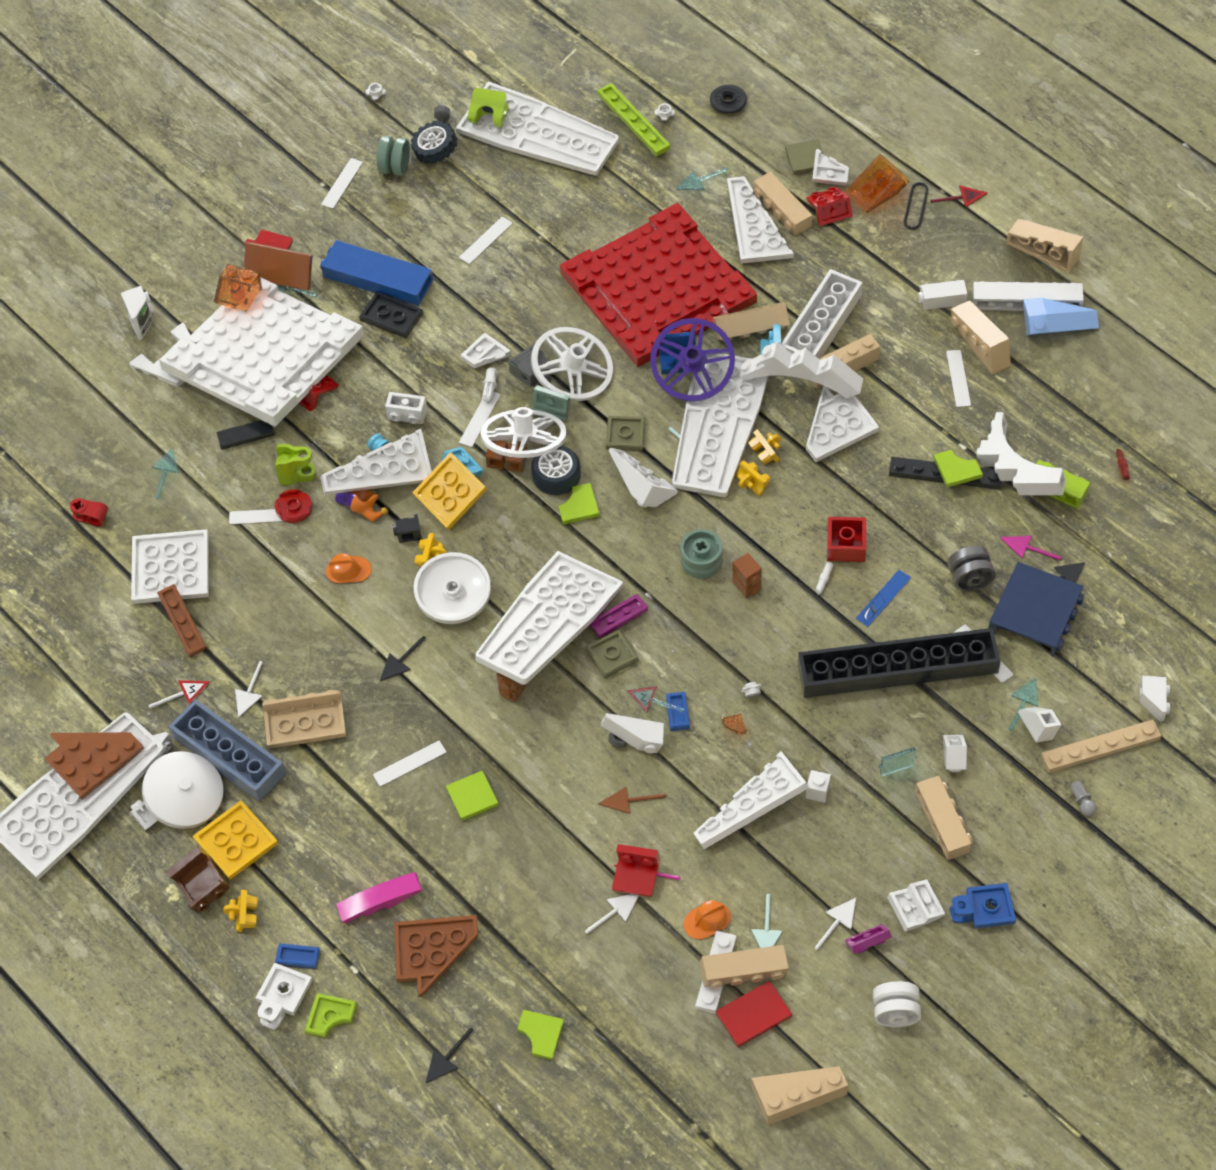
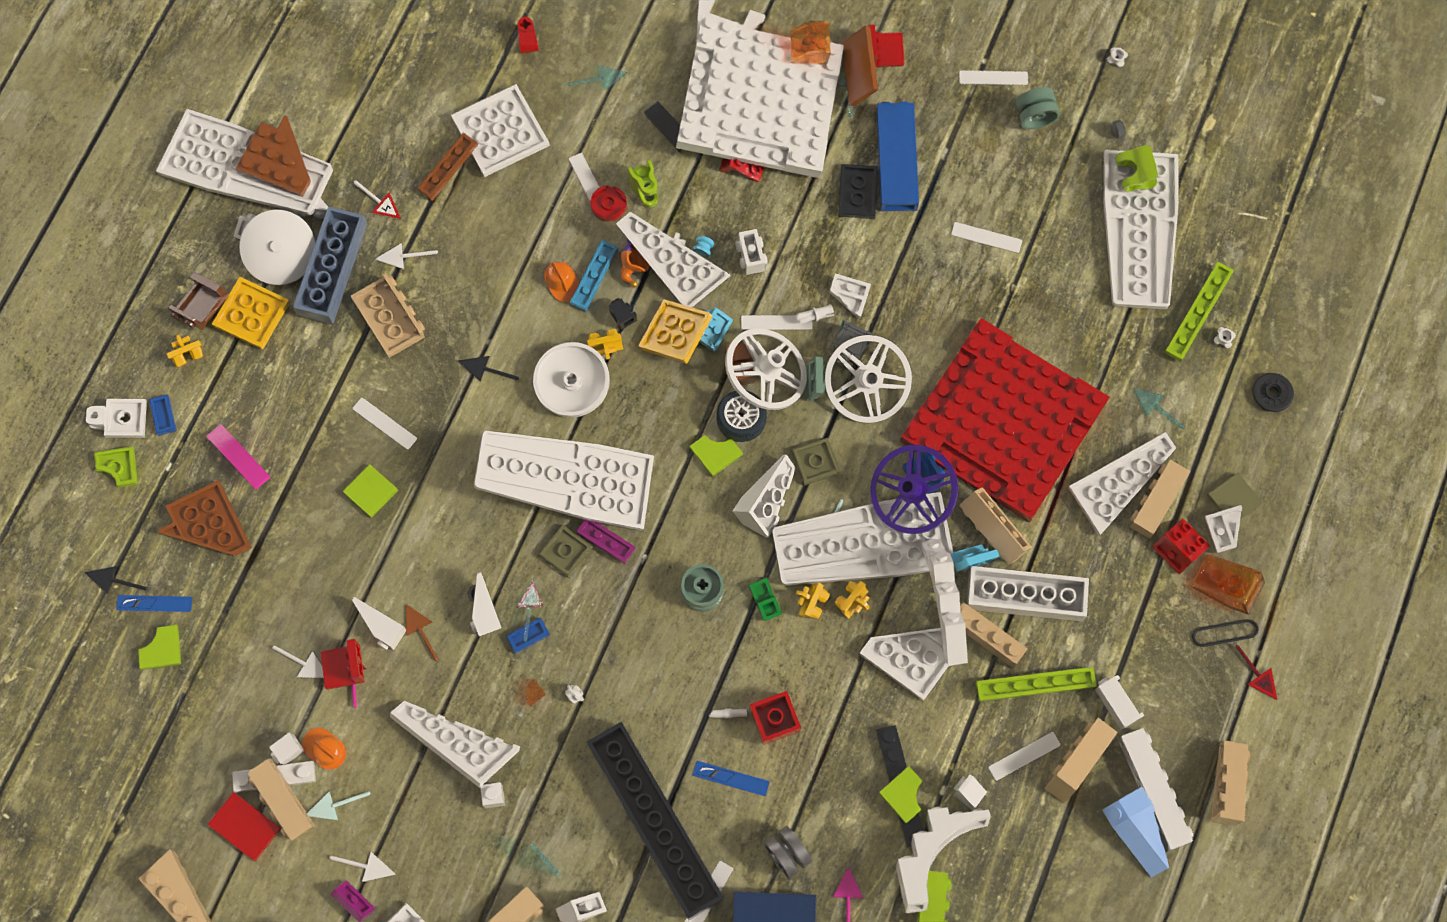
camera: 60 degrees right, 15 degrees up
(357, 541) = (593, 275): none -> dark azure tile
(436, 147) = (1076, 149): black wheel -> none
(489, 1027) = (154, 603): none -> blue sticker
(610, 828) = (384, 629): none -> white slope
(694, 947) = (286, 749): none -> white brick
(733, 515) = (765, 599): none -> green slope
(747, 575) = (691, 640): dark orange piece -> none
(901, 345) = (1036, 684): none -> lime plate
(974, 422) = (969, 791): none -> white slope

